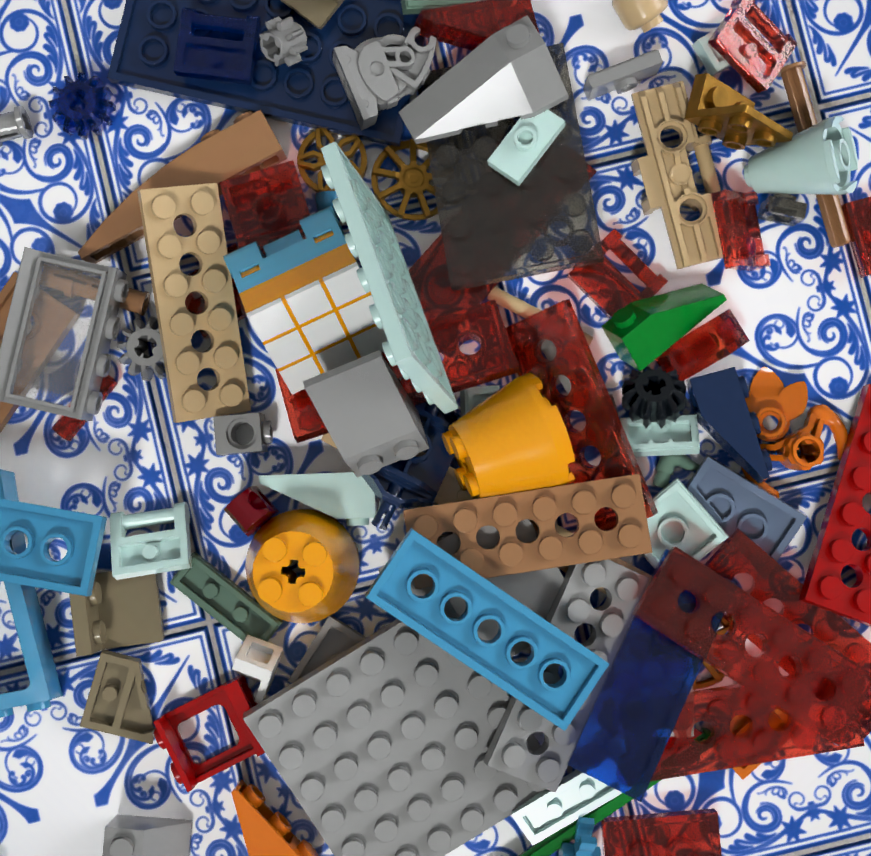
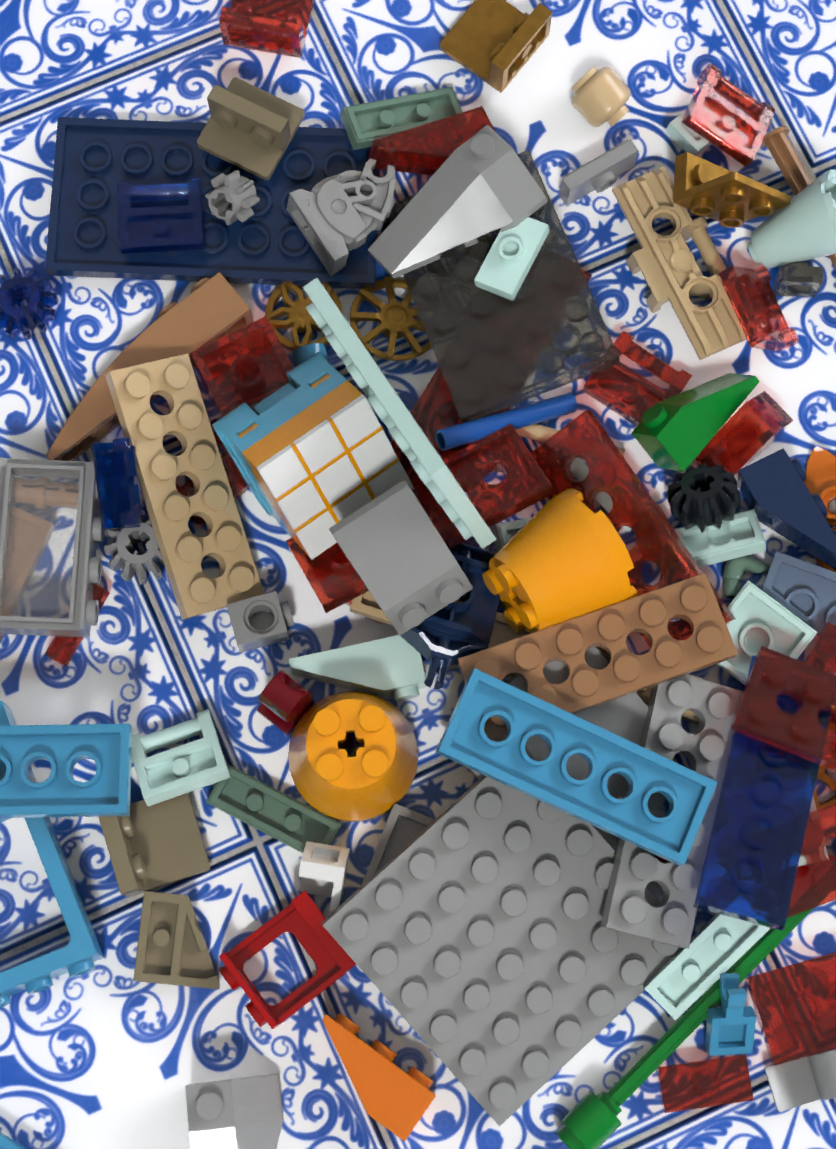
camera: 20 degrees left, 10 degrees down
(131, 294) = (115, 484): none -> clear blue hinge
(501, 293) = (517, 417): none -> blue piece

